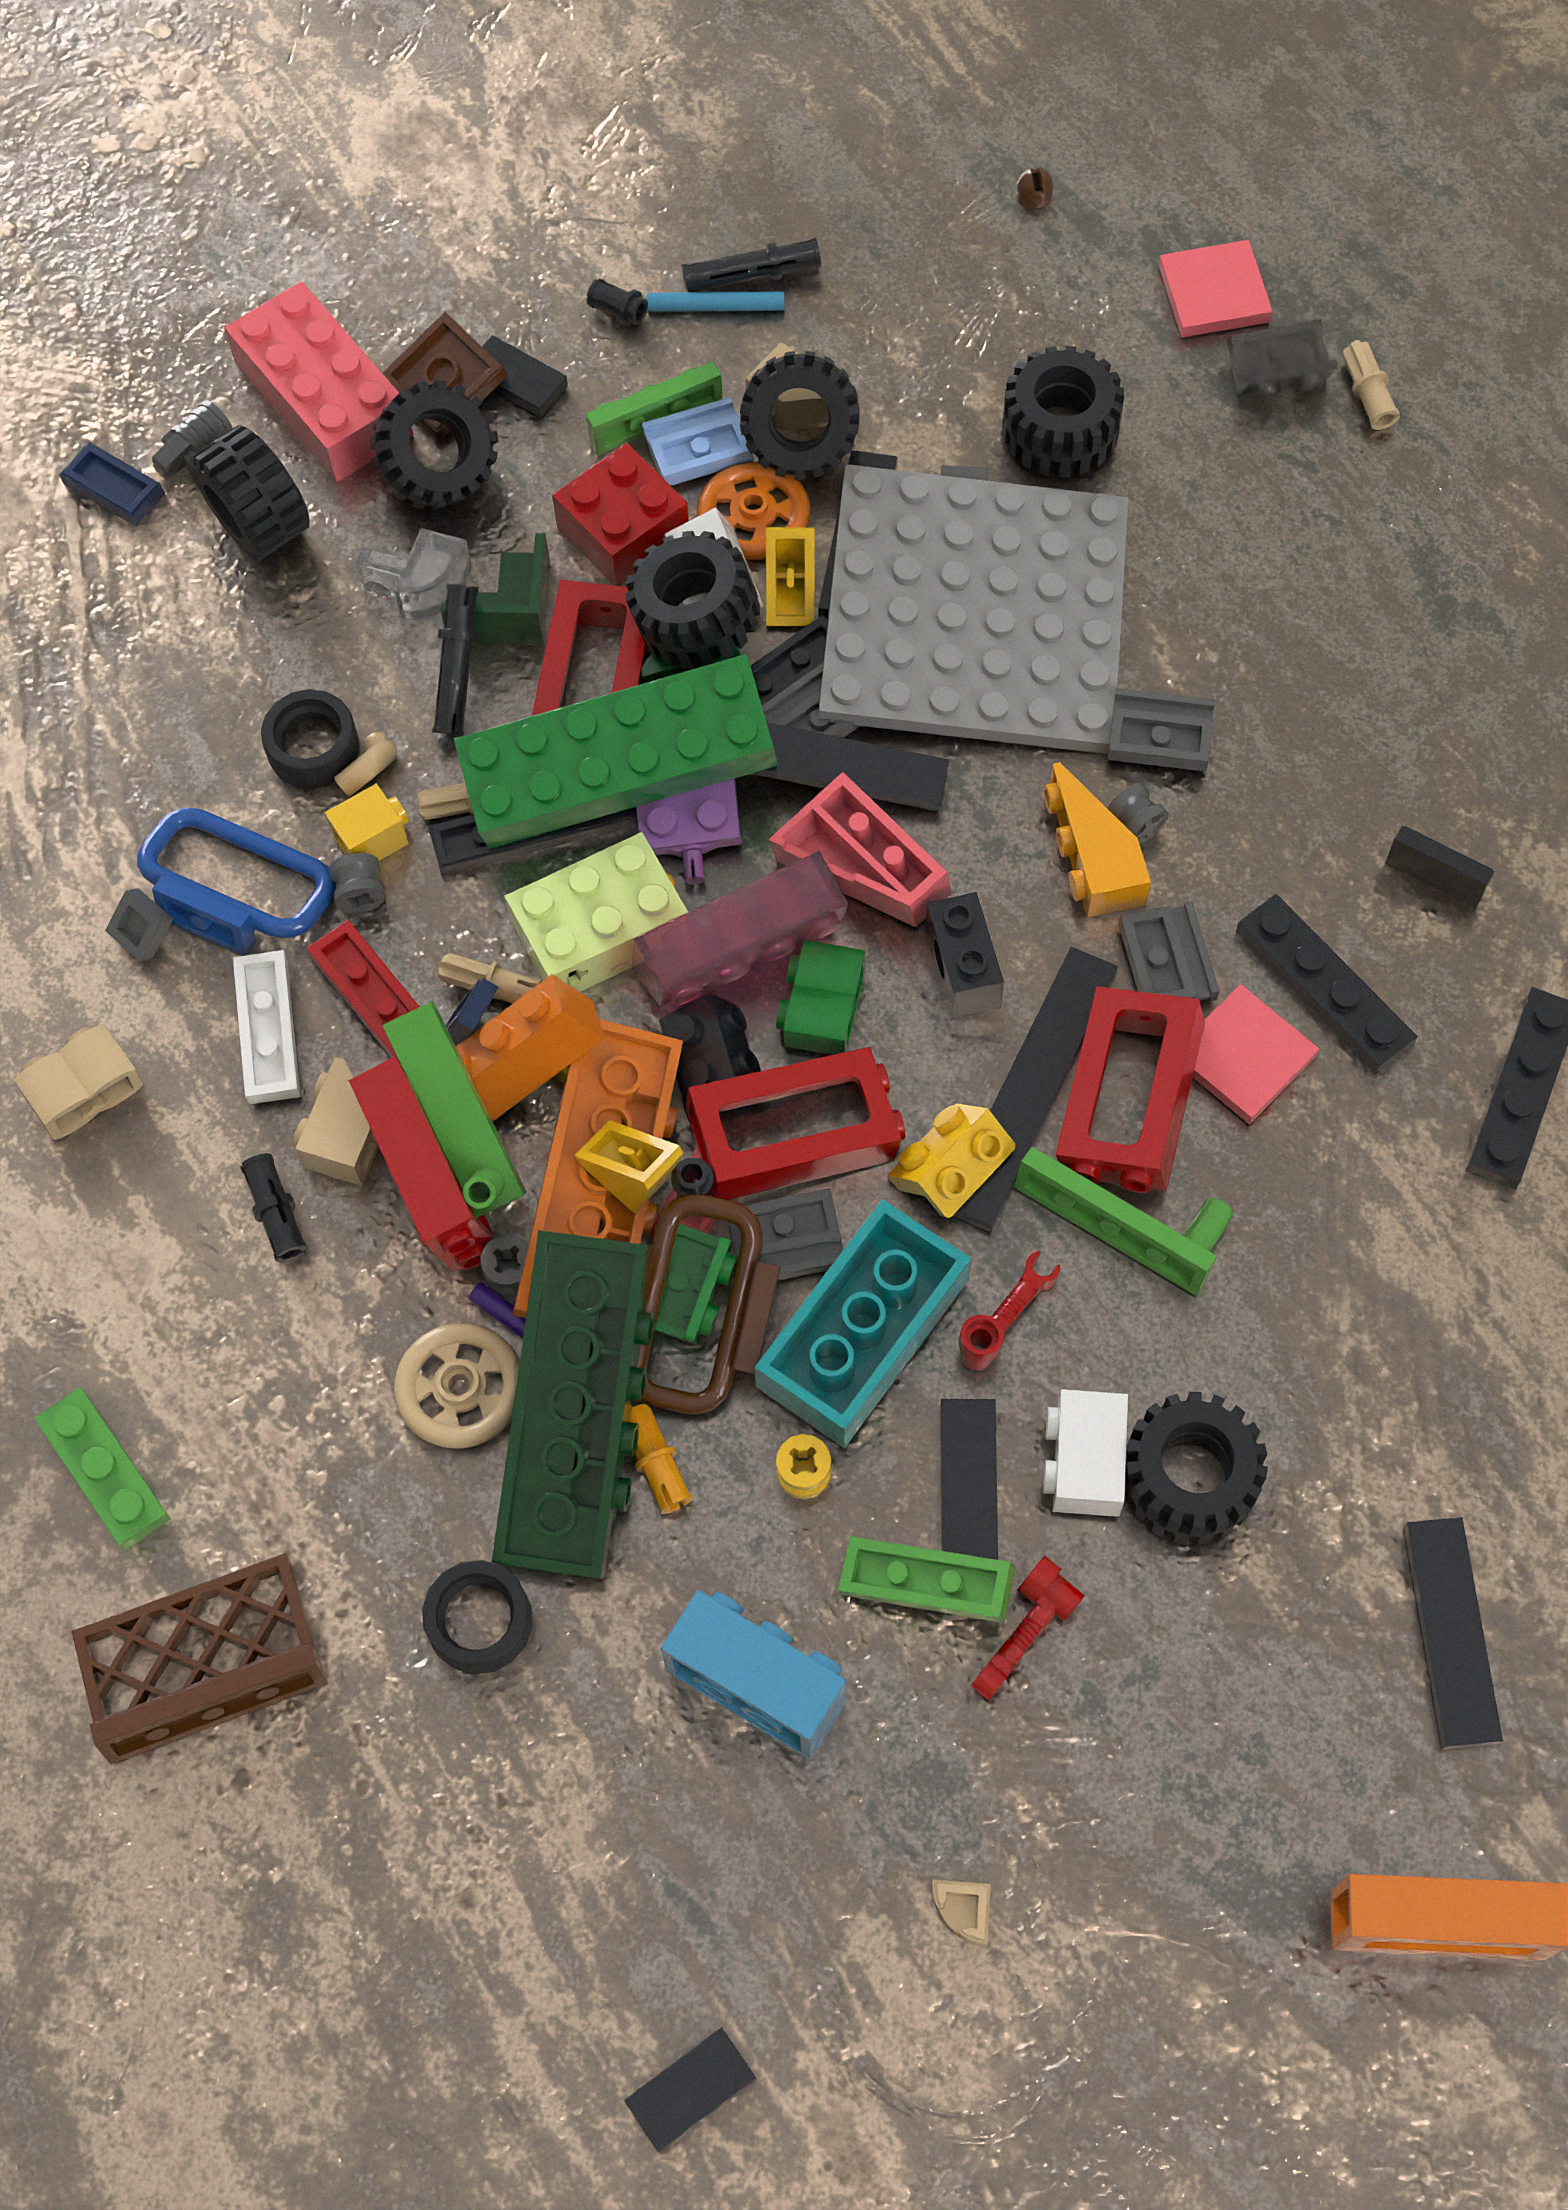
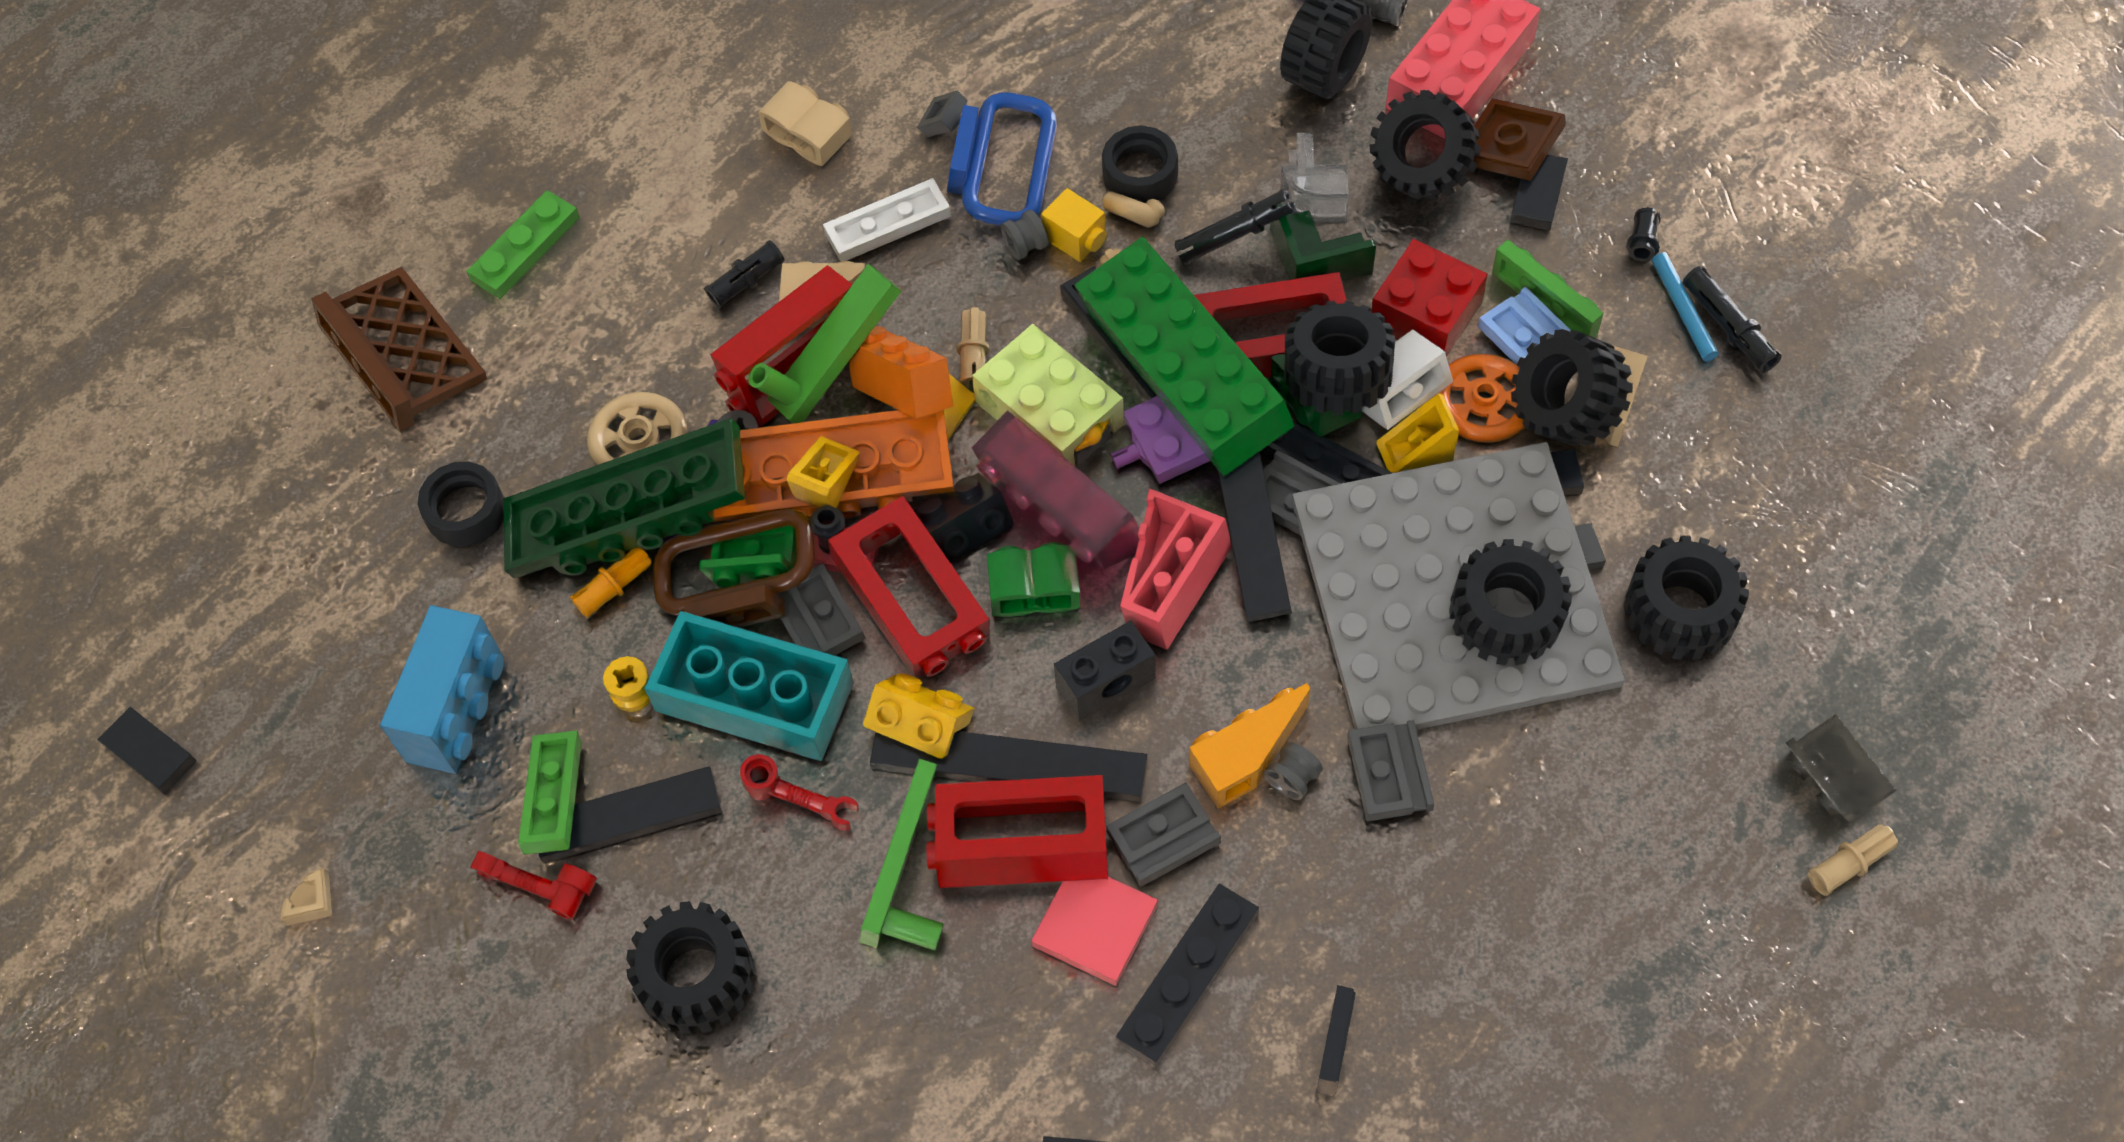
camera: 75 degrees right, 5 degrees down
(362, 980) = (938, 276): red plate -> none
(470, 1010) = (925, 333): dark blue tile -> none
(1025, 188) = (1943, 521): reddish brown hinge -> none
(1041, 517) = (1515, 569): none -> black tyre
(1088, 1452) = (688, 874): white brick -> none
(1215, 288) = (1900, 696): coral tile -> none

